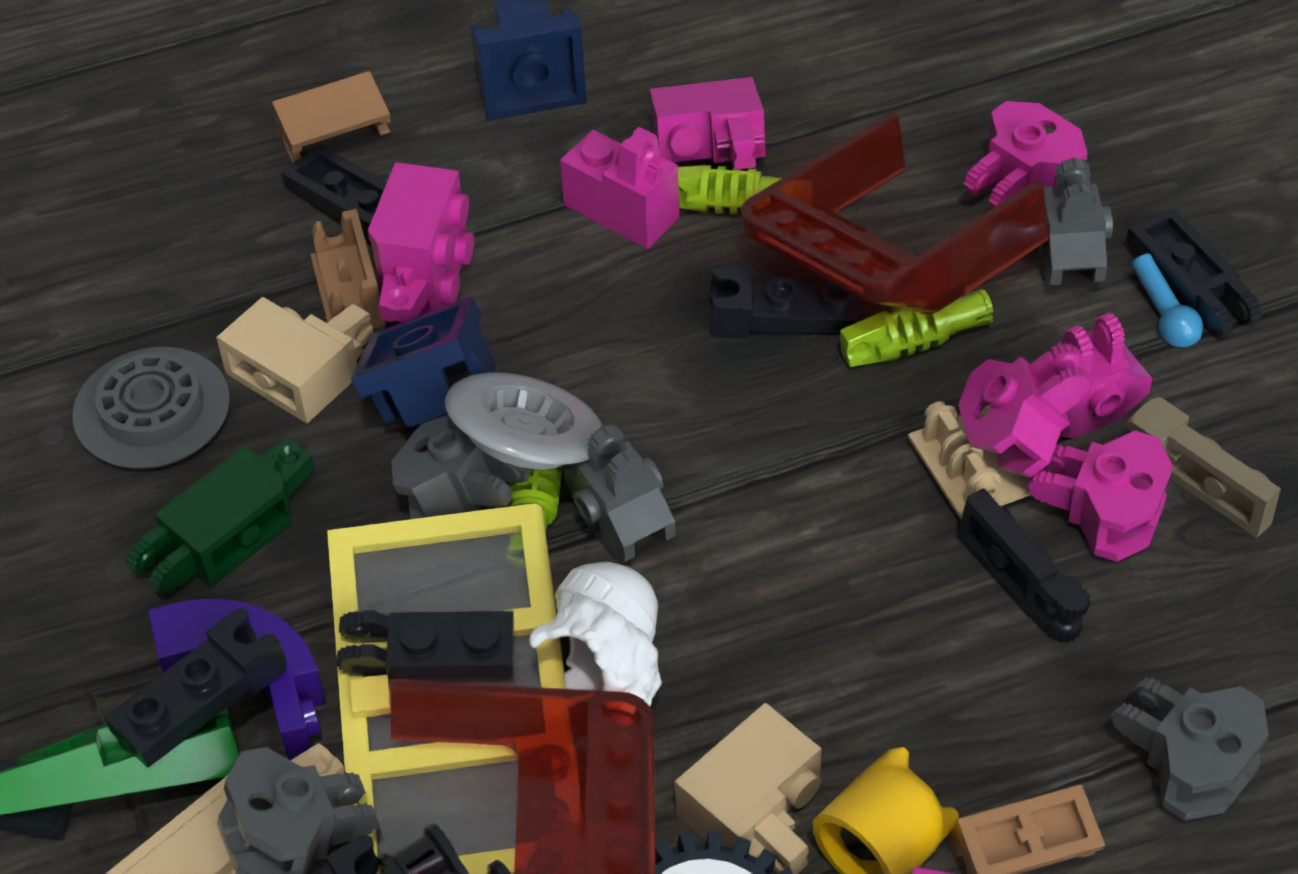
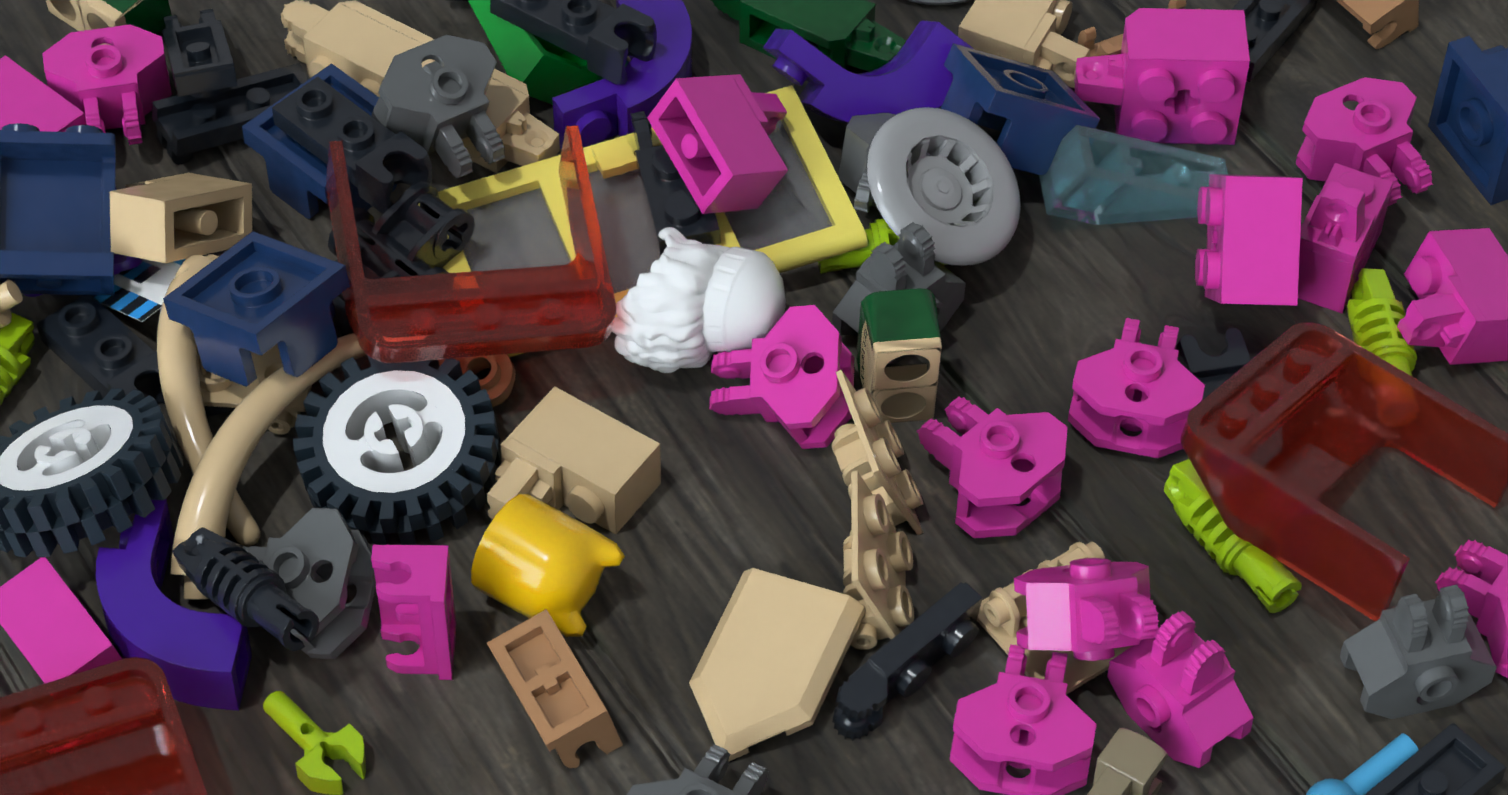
camera: 75 degrees right, 0 degrees up
(349, 457) = (906, 82): none -> dark purple arch
(425, 579) = (721, 140): none -> dark pink hinge
(515, 310) = (1124, 179): none -> clear light blue slope
(519, 147) = (1368, 139): none -> dark pink hinge
(639, 225) = (1250, 239): none -> dark pink hinge
(698, 588) = (790, 377): none -> dark pink hinge
(700, 500) = (900, 323): none -> piece
(760, 348) = (1136, 390): none -> dark pink hinge
(825, 460) = (998, 465): none -> dark pink hinge
(834, 533) = (873, 451): none -> tan hinge
(960, 558) = (876, 568): none -> tan hinge
(1005, 669) = (772, 658): none -> tan tile

